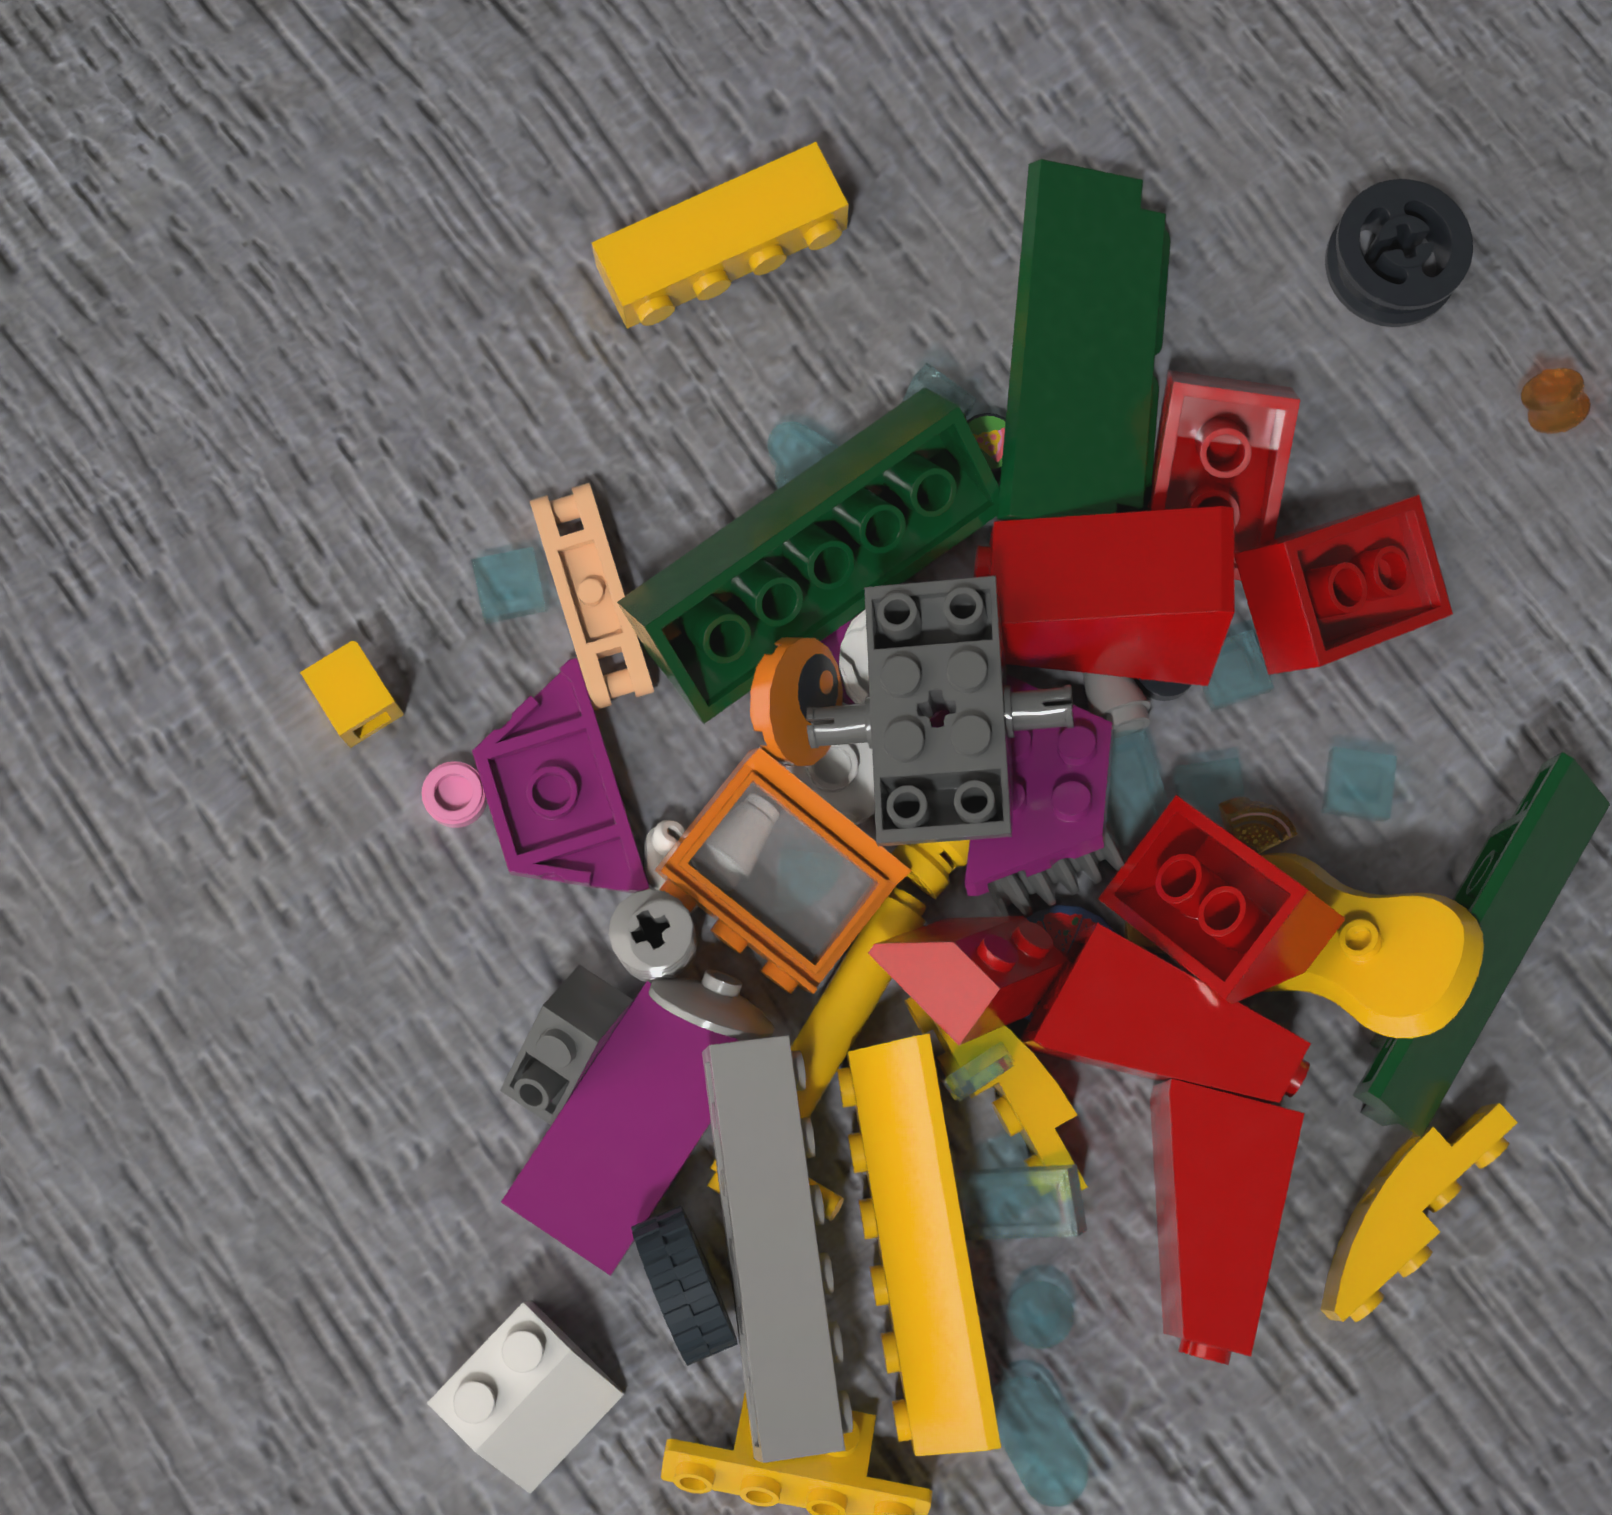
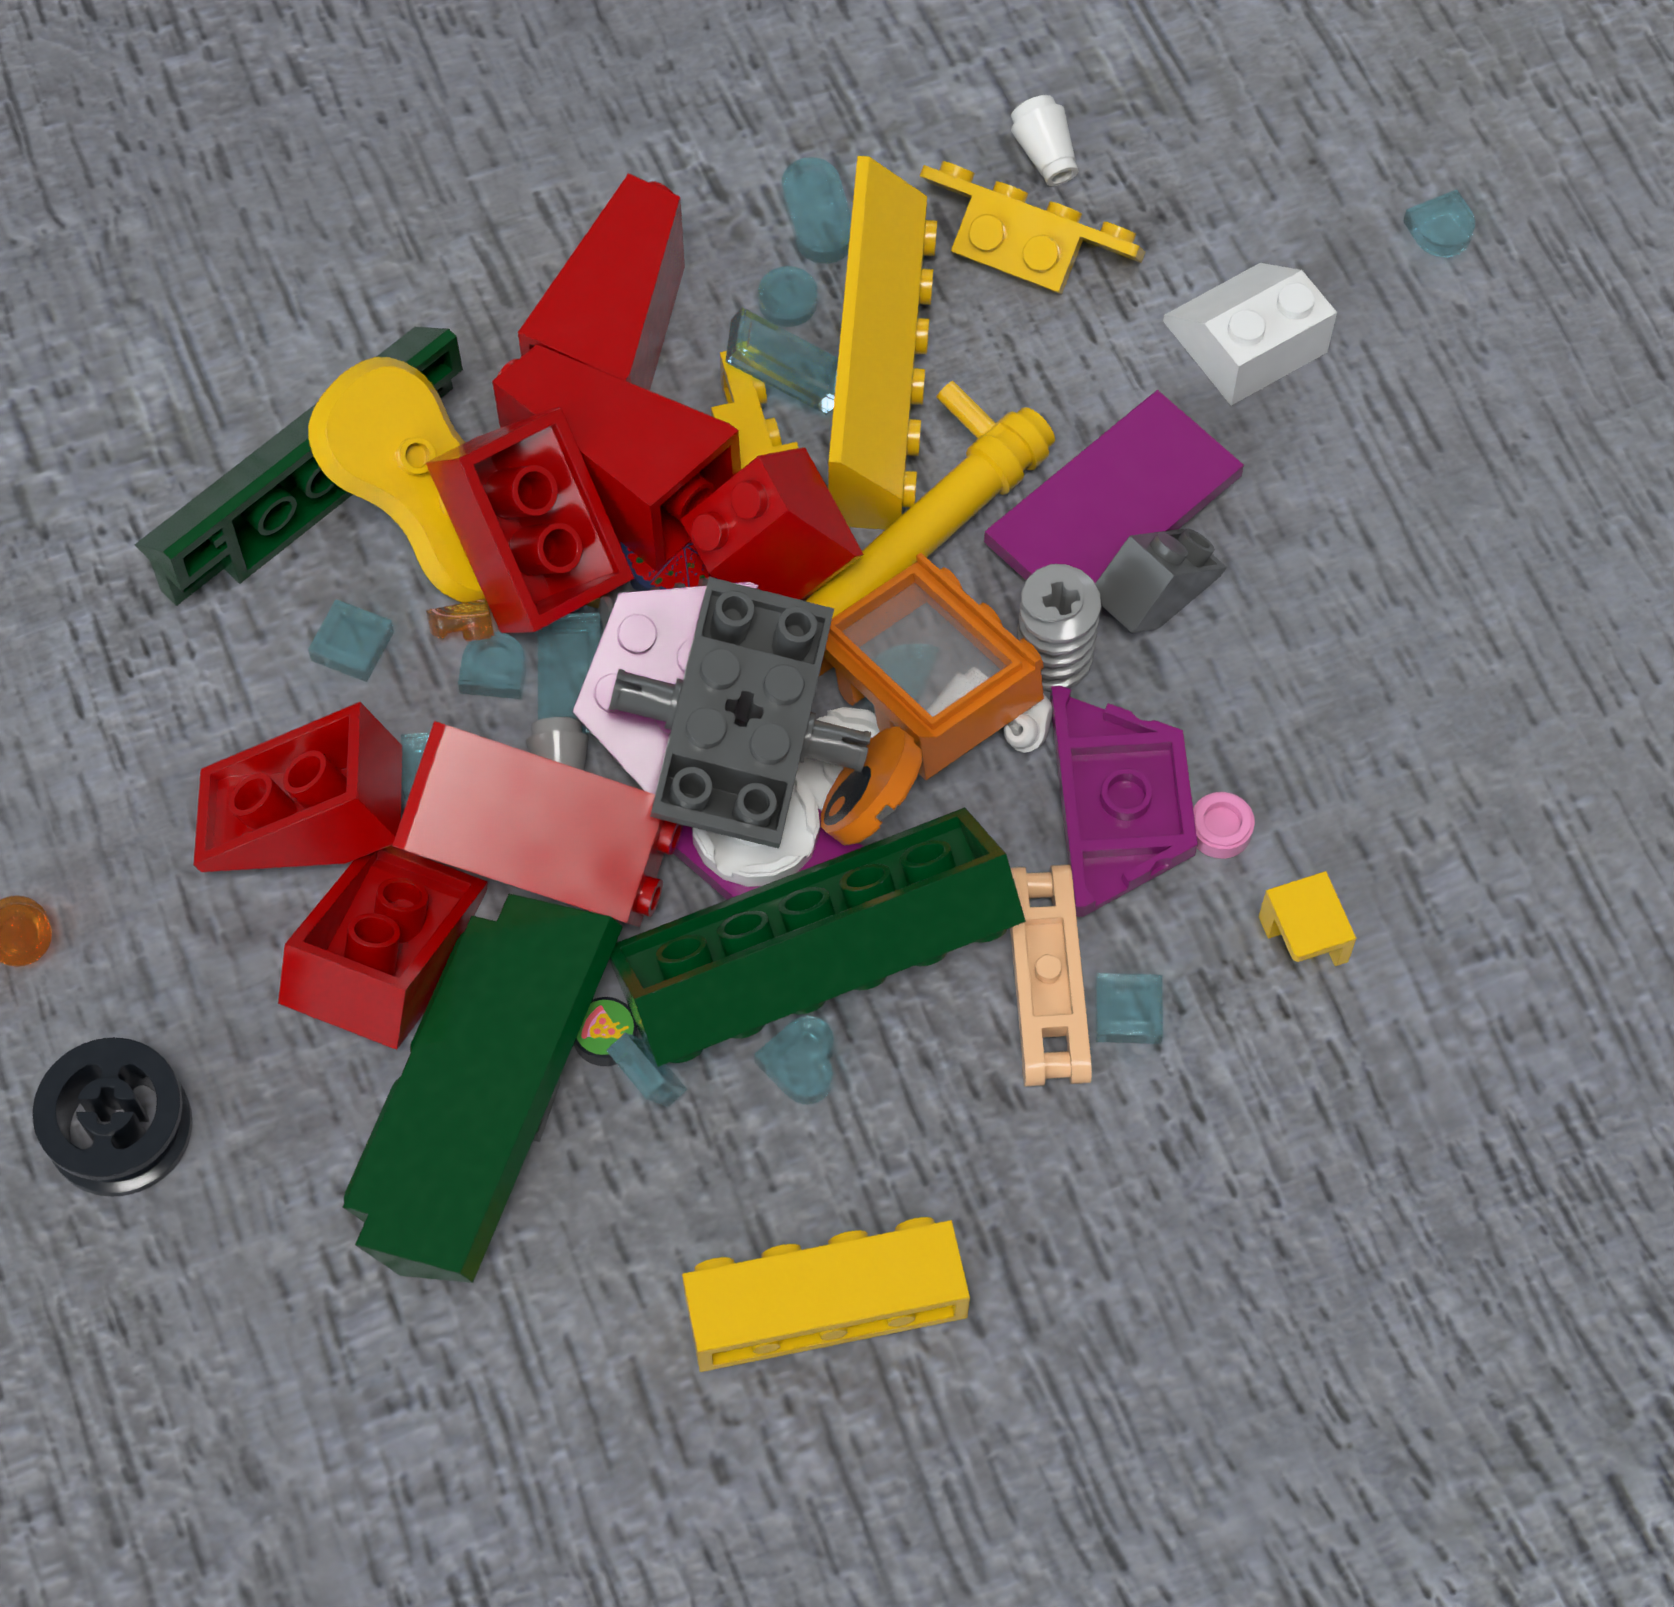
camera: 165 degrees left, 15 degrees down
(683, 1285) = (1094, 352): black wheel -> none
(713, 1005) = (1007, 547): light grey dish -> none
(774, 1249) = (1009, 356): light grey brick -> none
(979, 1072) = (792, 433): clear light blue tile -> none
(1388, 1223) = (463, 290): yellow slope -> none

